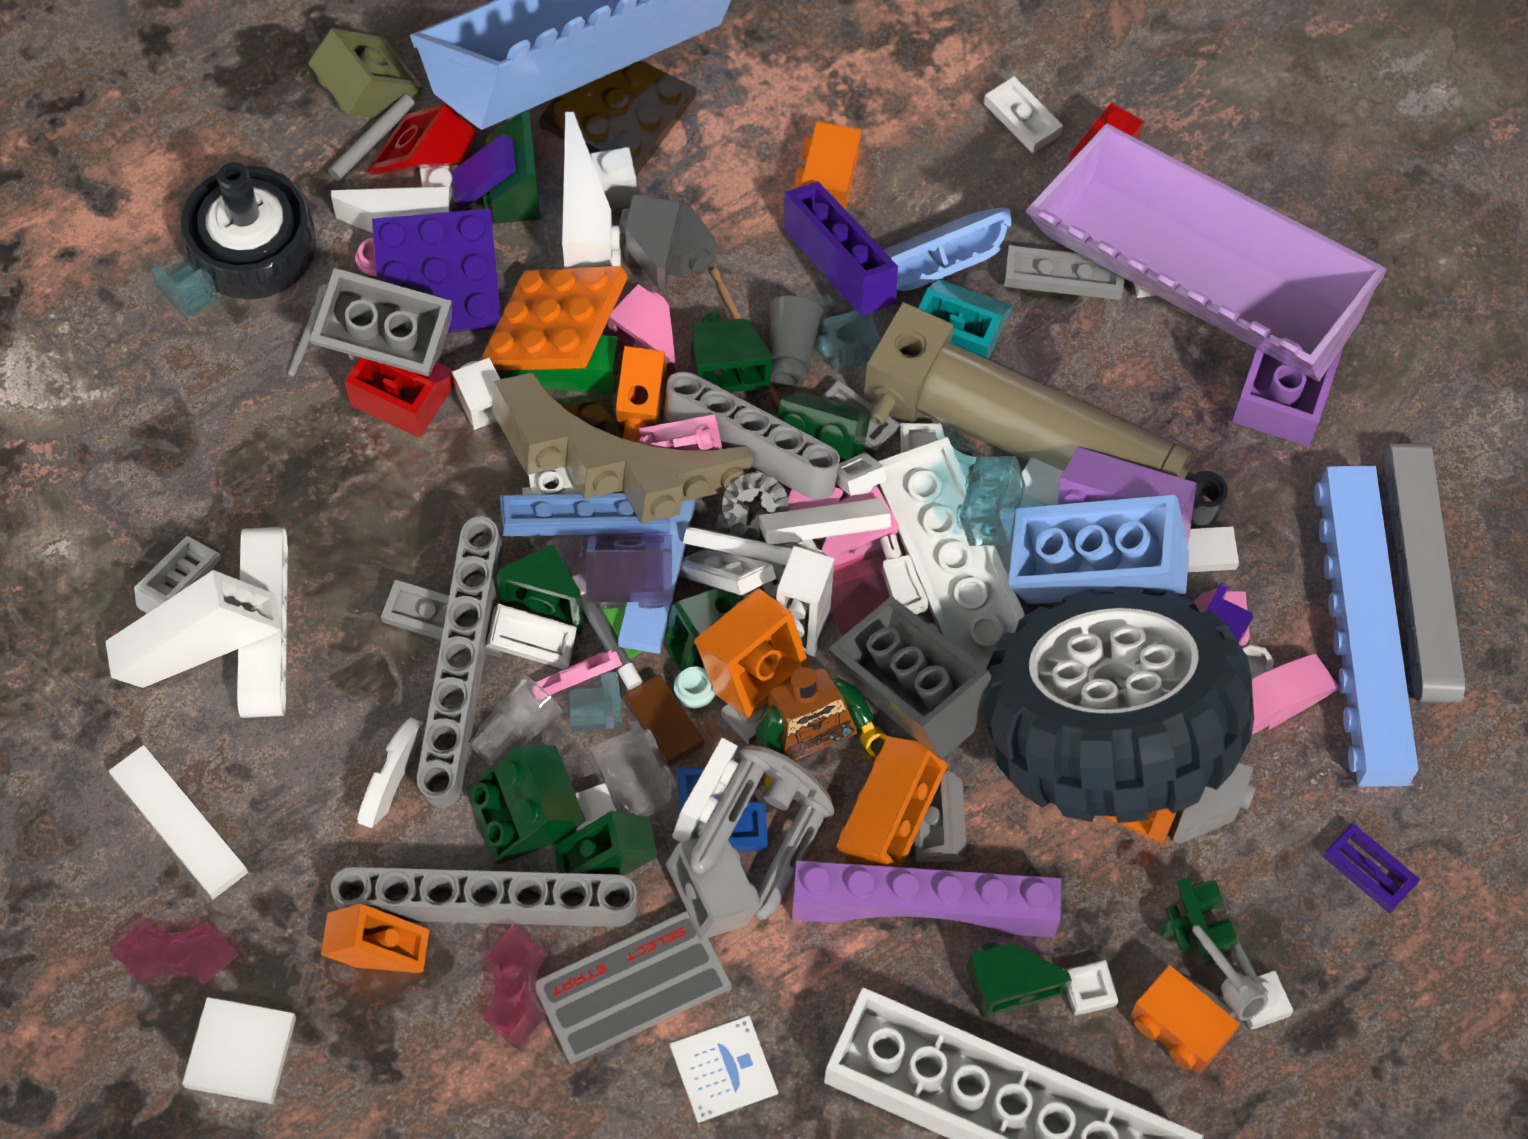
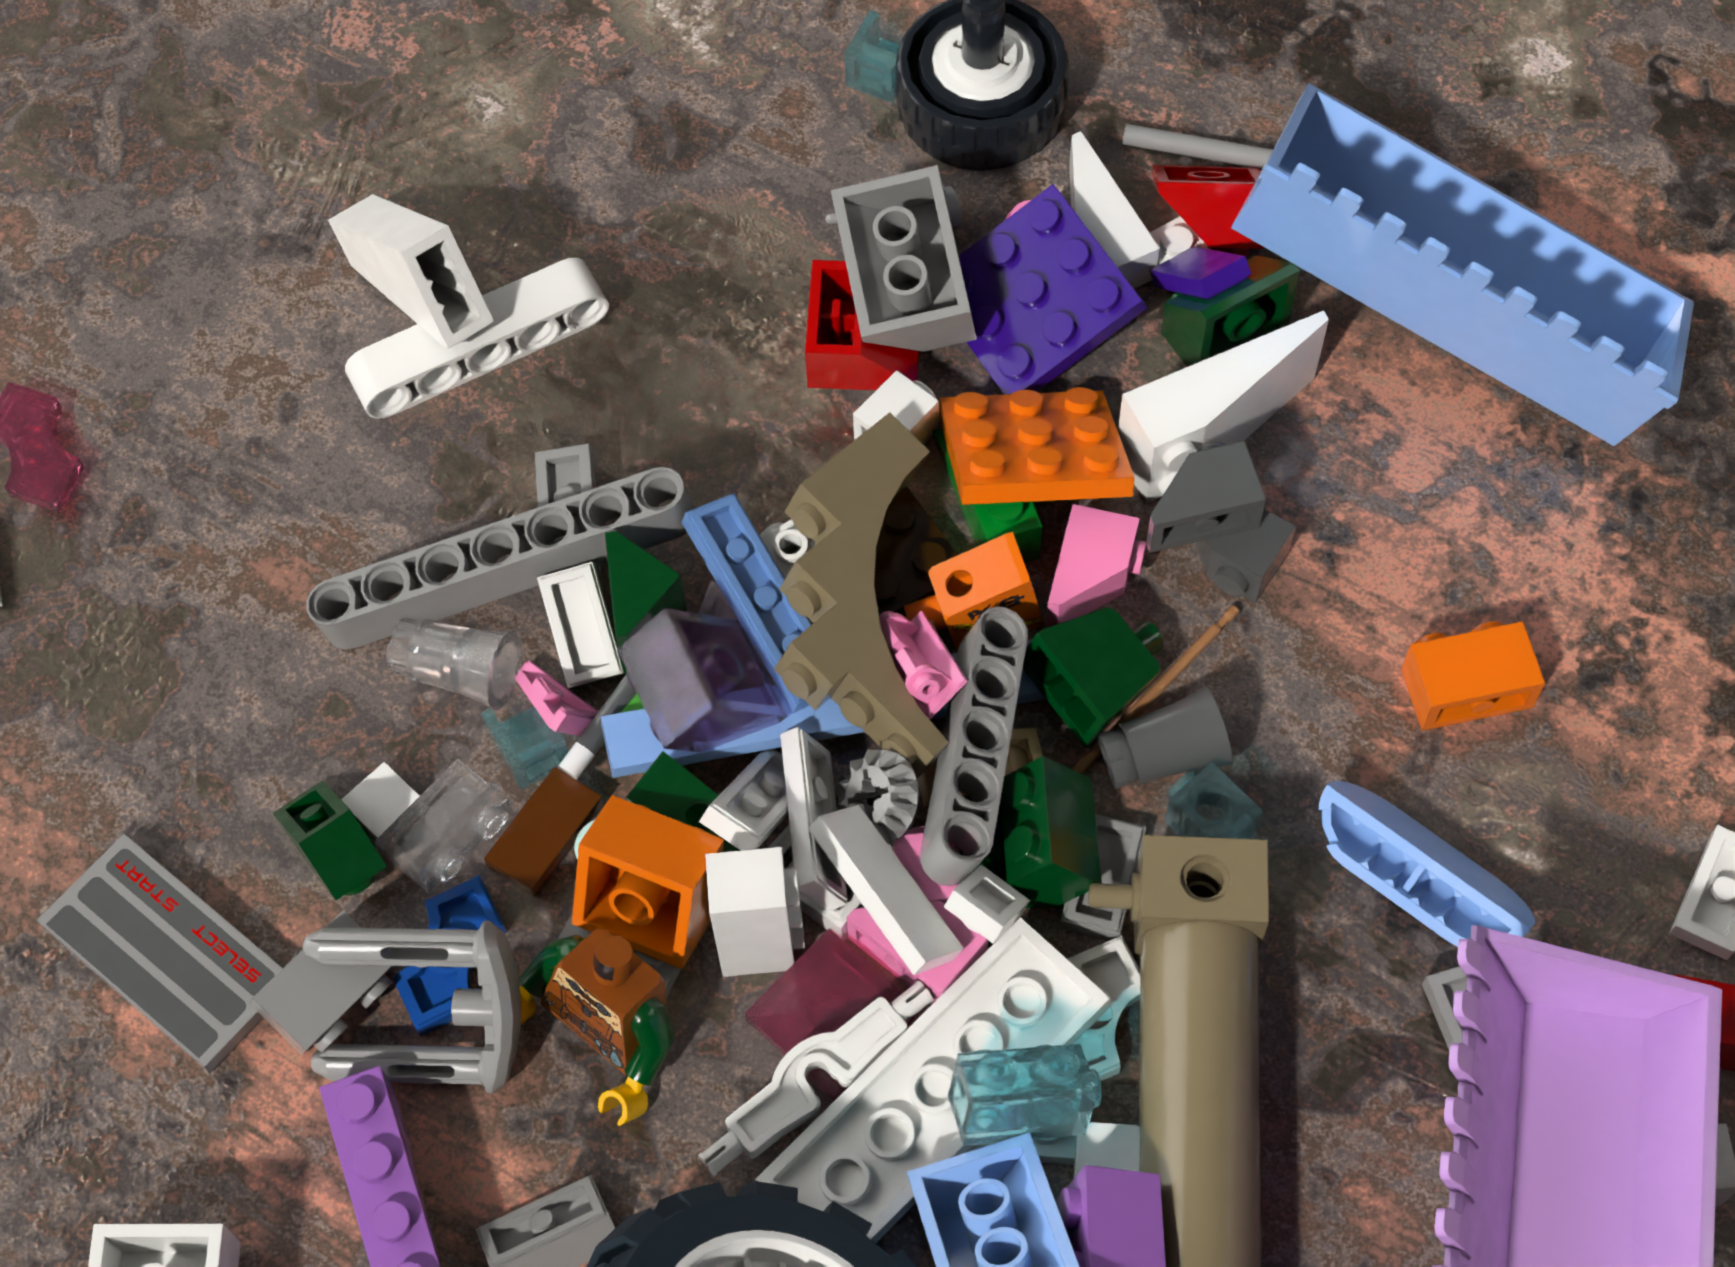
camera: 70 degrees right, 0 degrees up
(152, 589) = (485, 211): white slope -> none
(178, 822) = (194, 376): white tile -> none
(362, 72) = (1269, 79): olive slope -> none
(374, 940) = (113, 640): orange slope -> none
(384, 785) = (301, 558): white tile -> none
(503, 909) = (225, 752): light grey beam -> none
(515, 1004) = (85, 826): clear pink tile -> none
(525, 802) = (356, 719): dark green slope -> none
(616, 176) = (1291, 426): white brick -> none
(623, 110) = (1407, 399): dark brown plate -> none
(710, 785) = (420, 905): white plate -> none
(723, 1069) = (98, 1111): white sticker -> none
(840, 248) = (1327, 734): dark purple brick -> none
(891, 804) = (522, 1161): orange brick -> none
(914, 676) = (687, 1095): dark grey slope -> none
(975, 317) = (1323, 945): teal slope -> none

